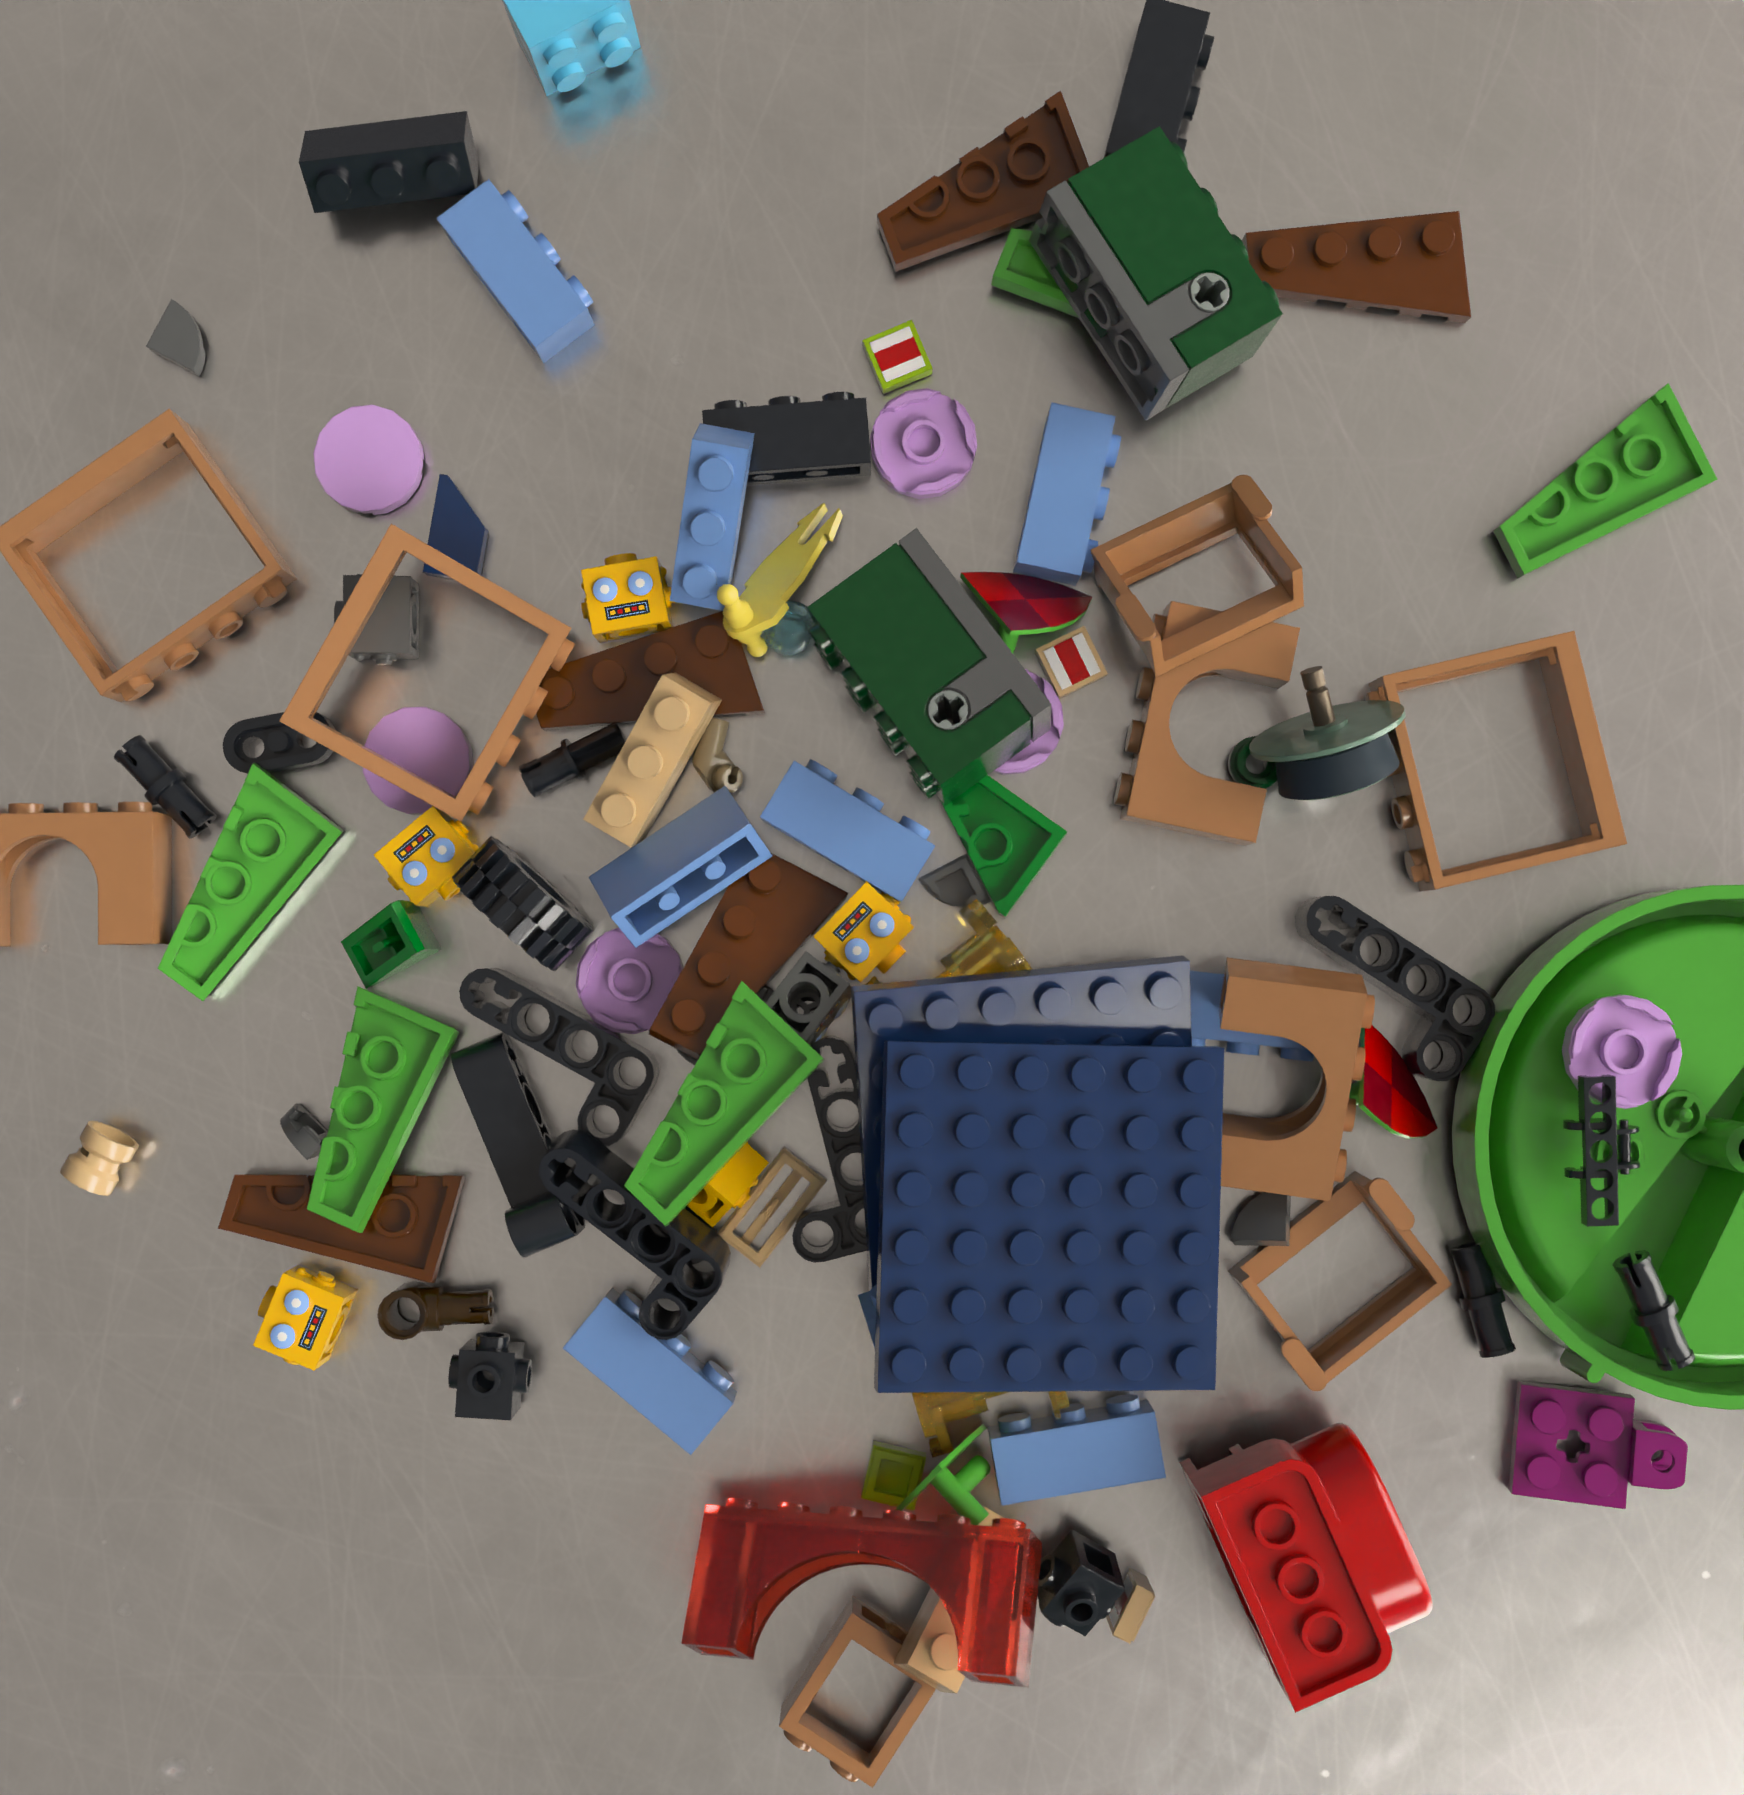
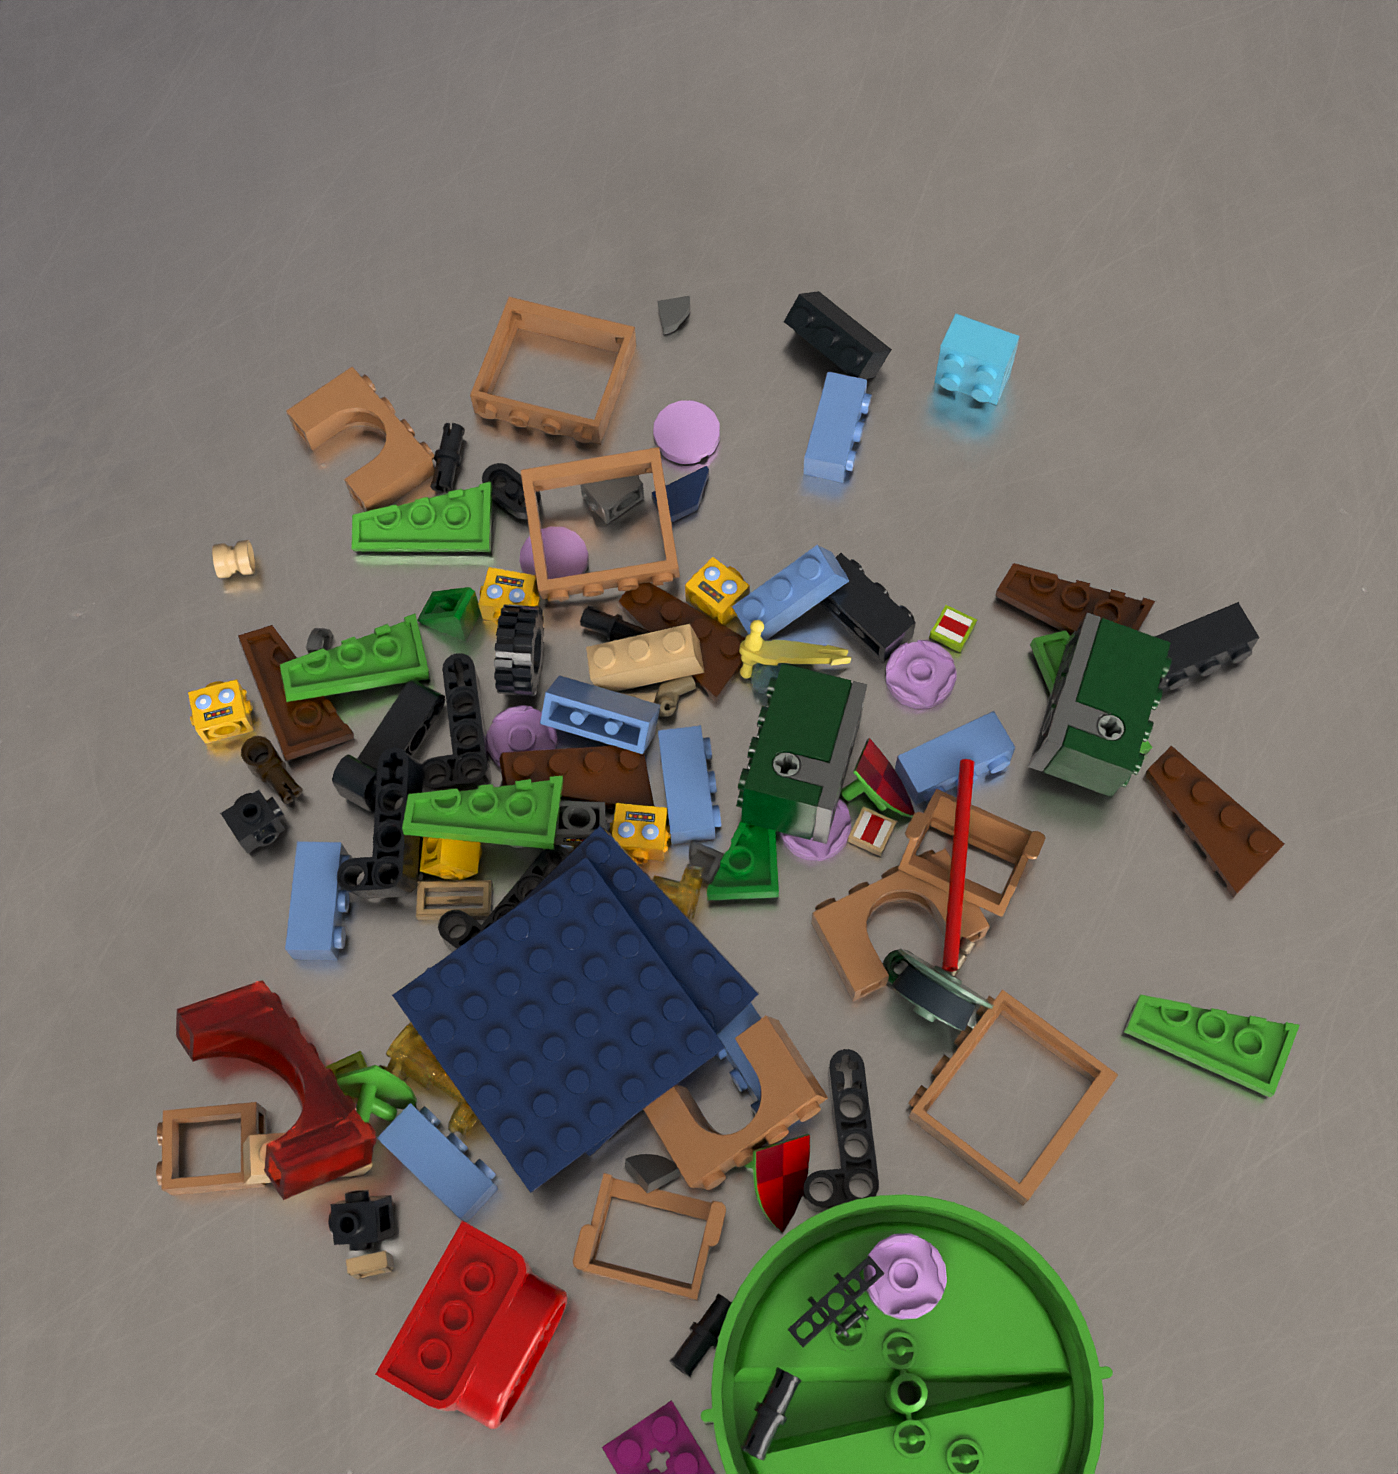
camera: 60 degrees right, 20 degrees down
(1212, 605) = (958, 866): none -> red piece

